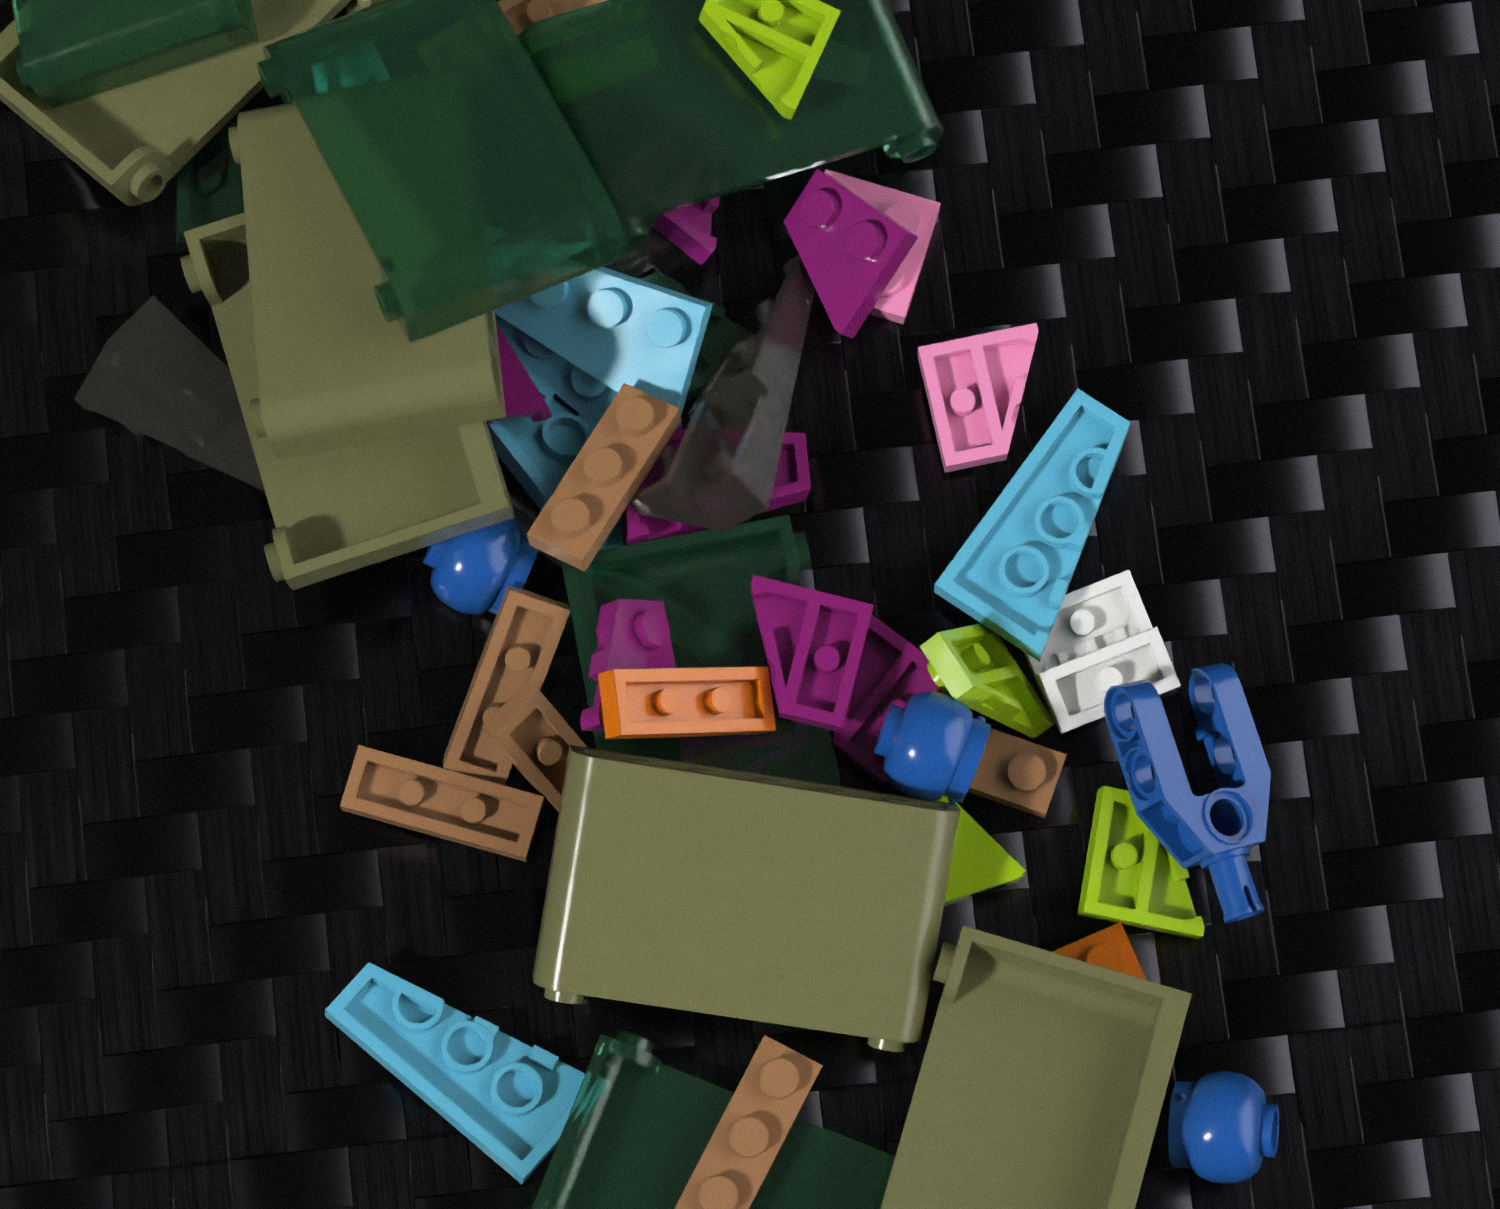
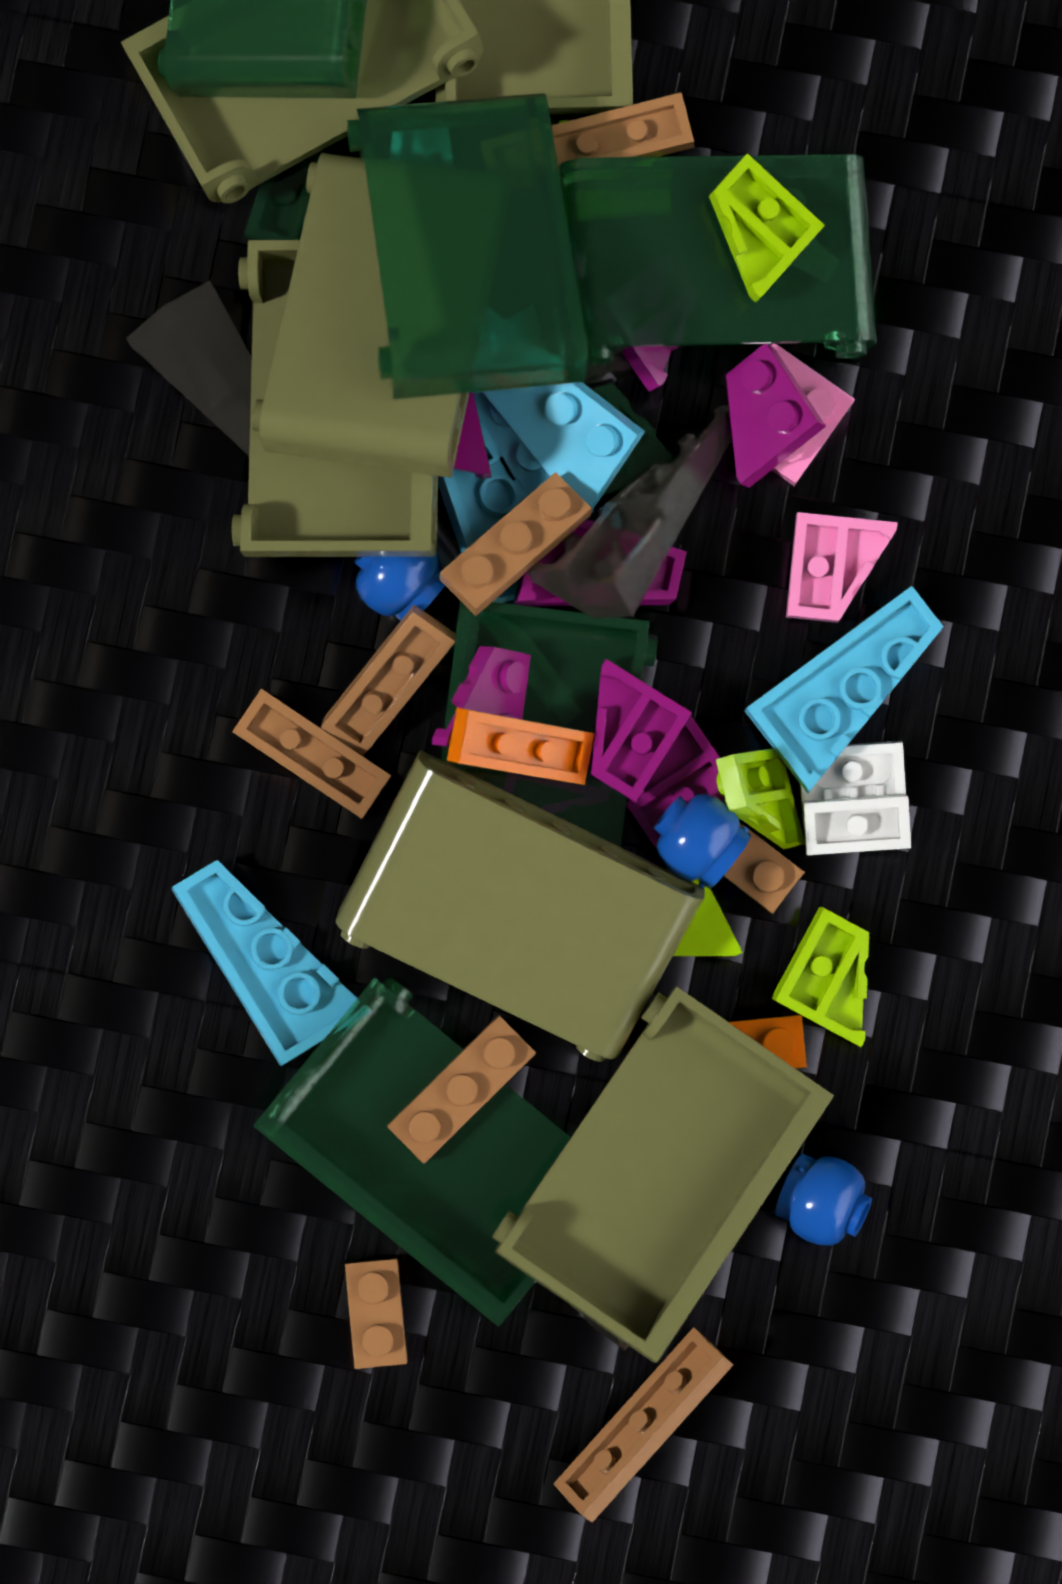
camera: 20 degrees right, 10 degrees up
(534, 740) = (397, 732): medium nougat plate -> none
(1168, 804) = (866, 927): blue piece -> none

